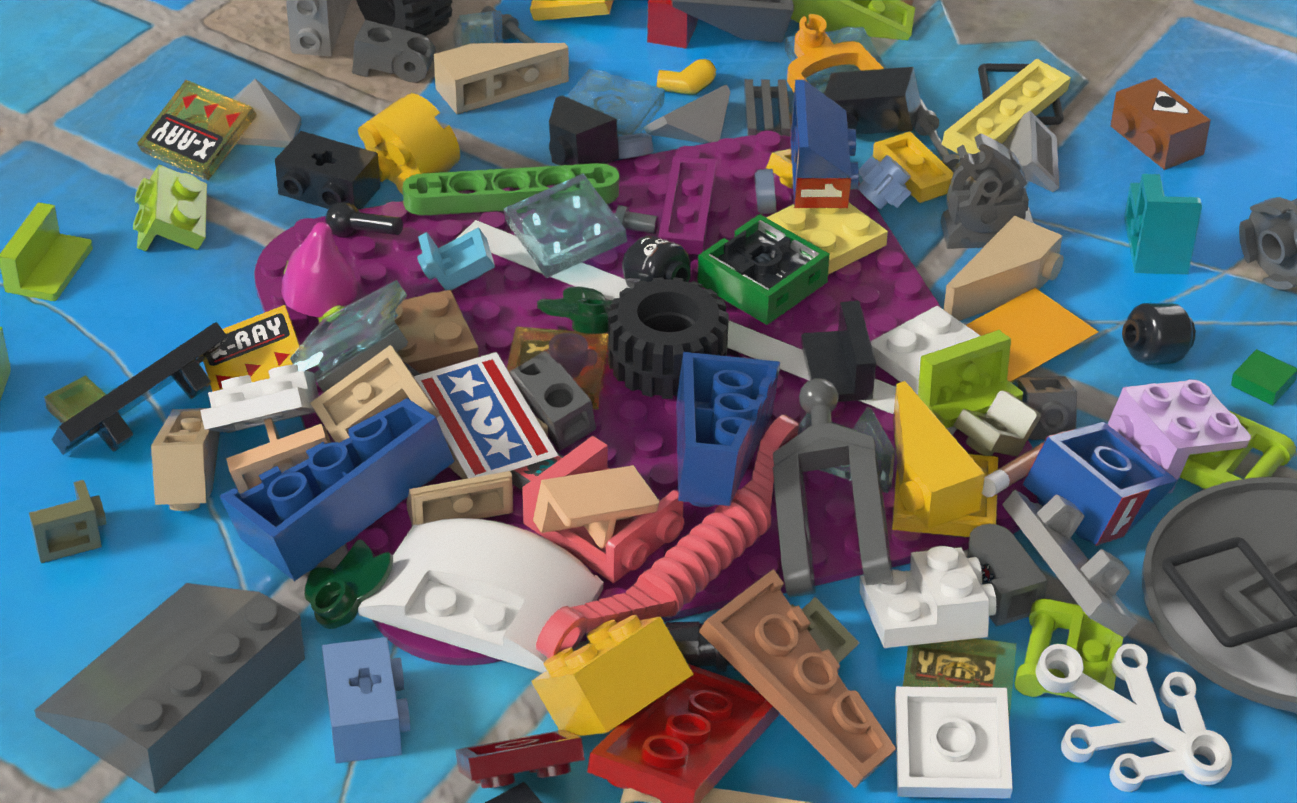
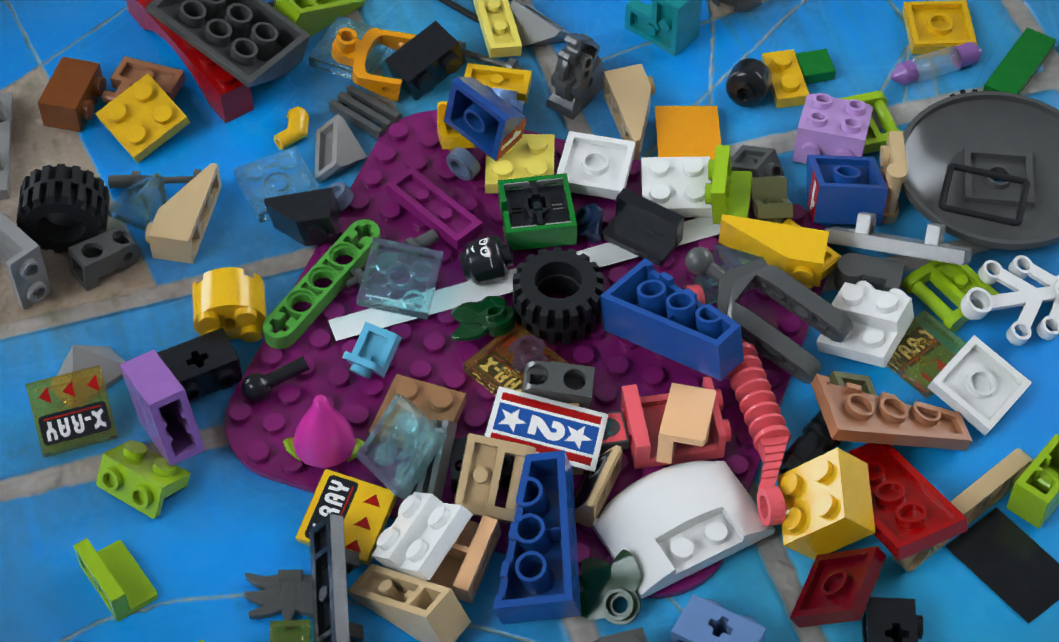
camera: 50 degrees left, 10 degrees up
(120, 368) = (281, 594): none -> dark grey piece
(234, 161) = (162, 407): none -> medium lavender brick
(805, 317) = (590, 222): none -> dark blue plate
(885, 279) = (596, 164): none -> white plate
(1009, 473) = (802, 203): bar -> none
(1166, 486) = (895, 172): none -> tan plate
(1214, 359) = (788, 83): none -> yellow plate

